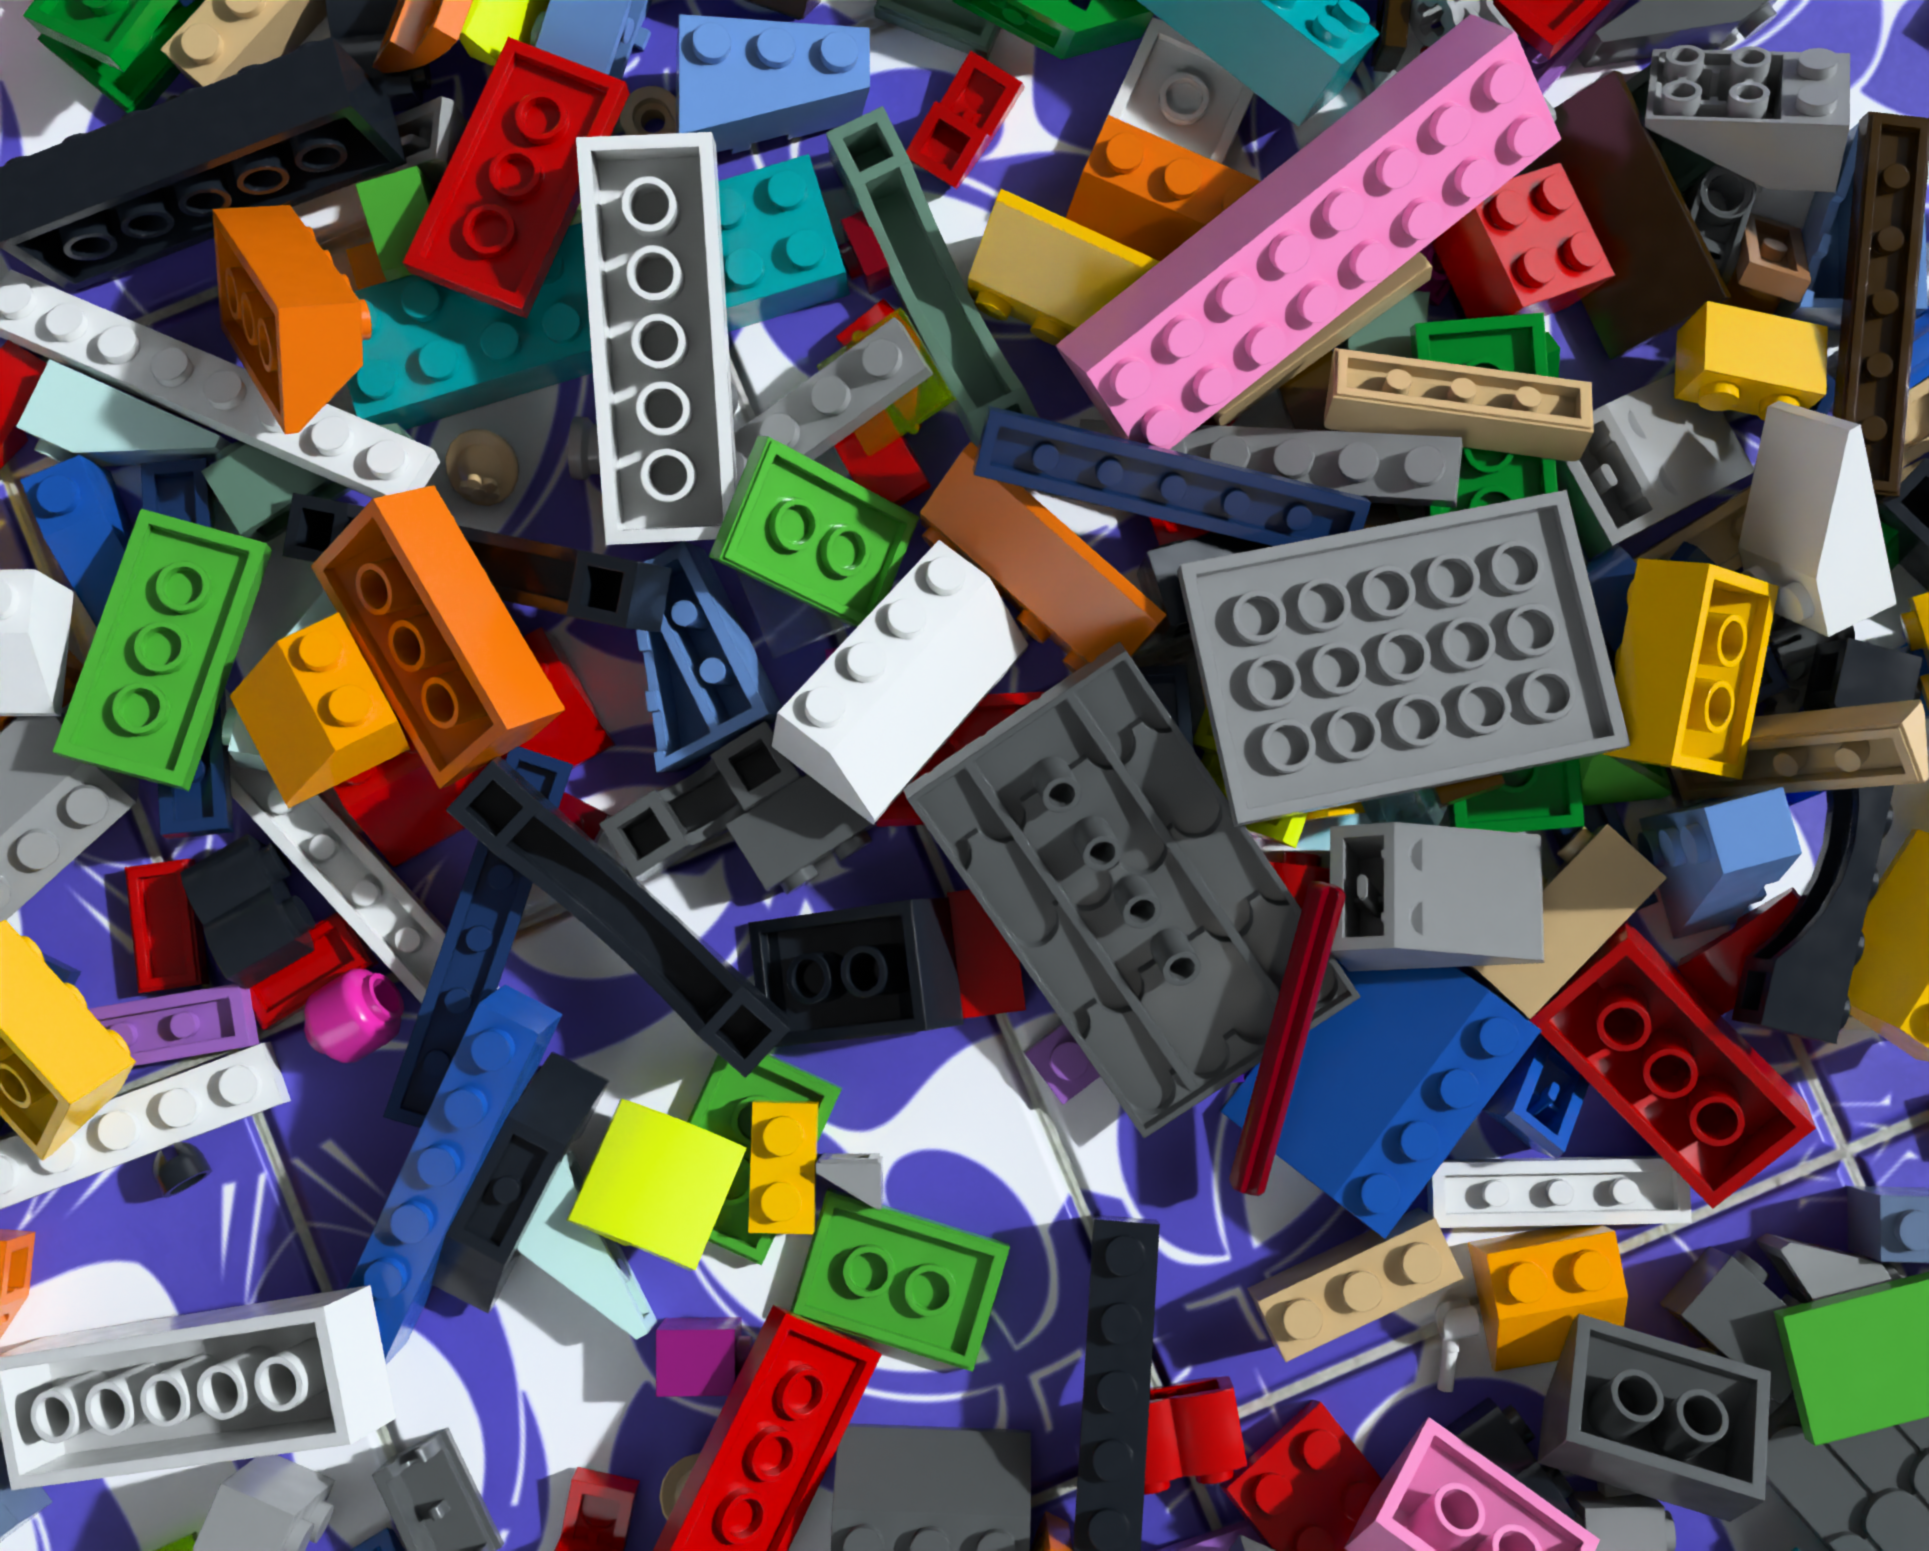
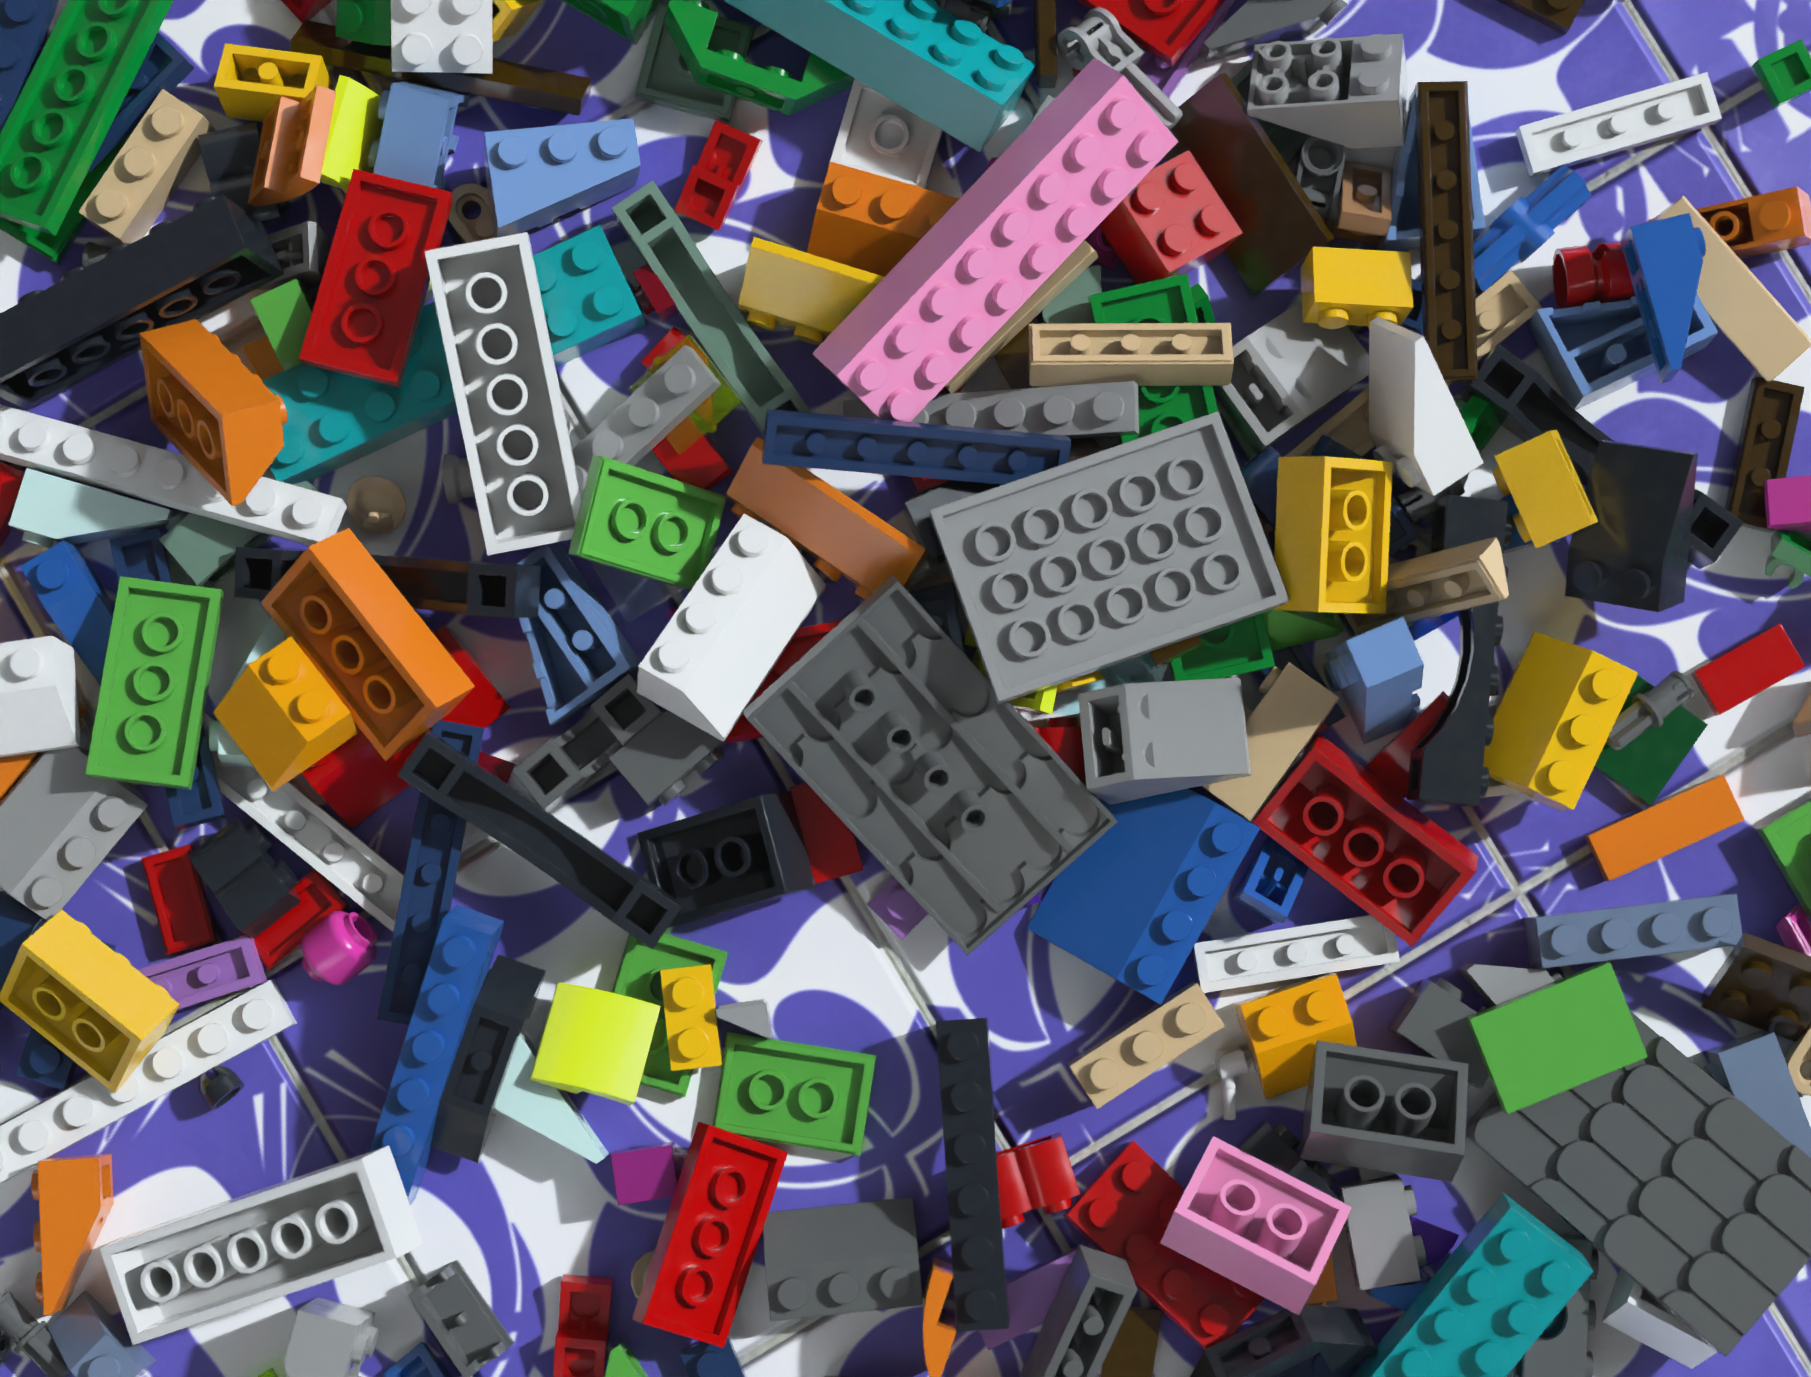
camera: 10 degrees left, 0 degrees up
(1287, 1037) = (1064, 861): dark red axle -> none

